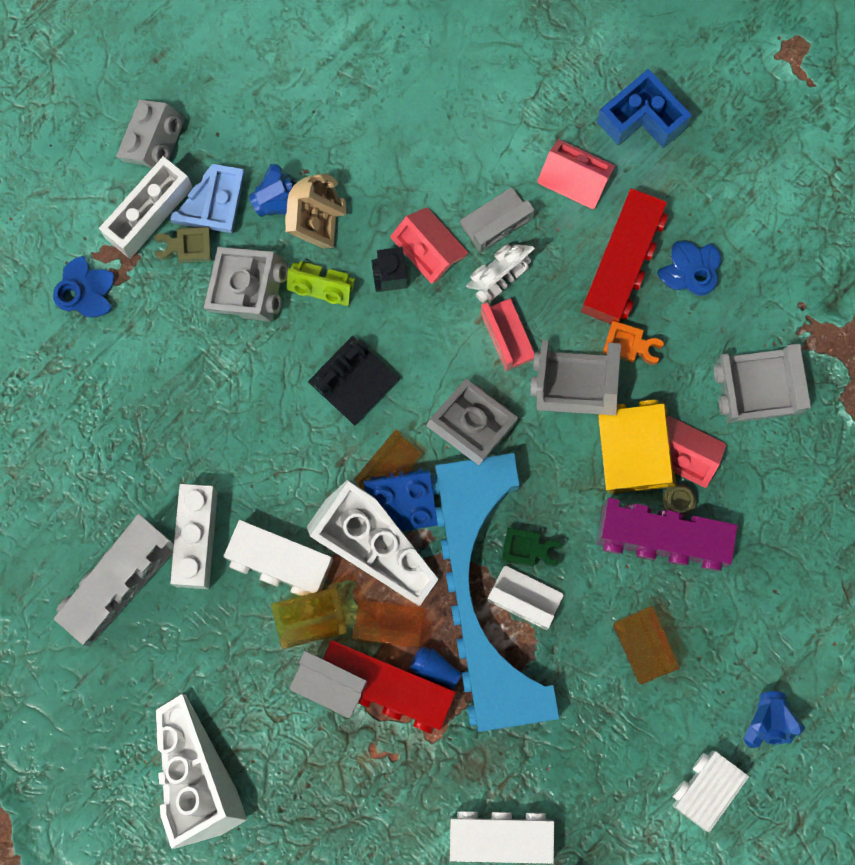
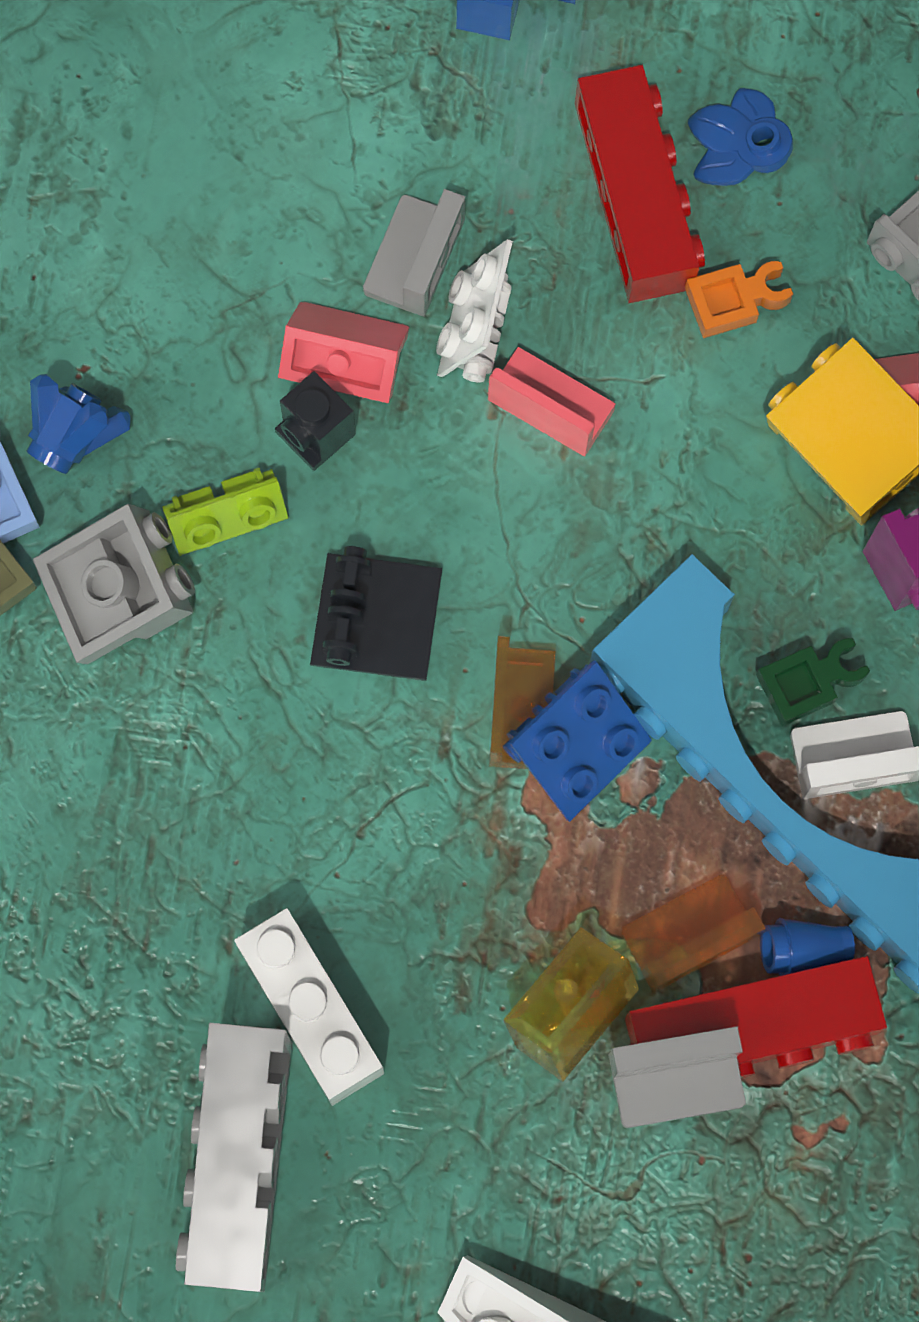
camera: 40 degrees left, 5 degrees down
(277, 559) = (459, 952): white brick -> none
(313, 210) = (142, 405): tan slope -> none
(366, 536) = (562, 821): white wedge -> none
(472, 422) = (600, 551): light grey plate -> none
(575, 174) = (481, 117): coral panel -> none
(576, 381) = (706, 391): light grey panel -> none

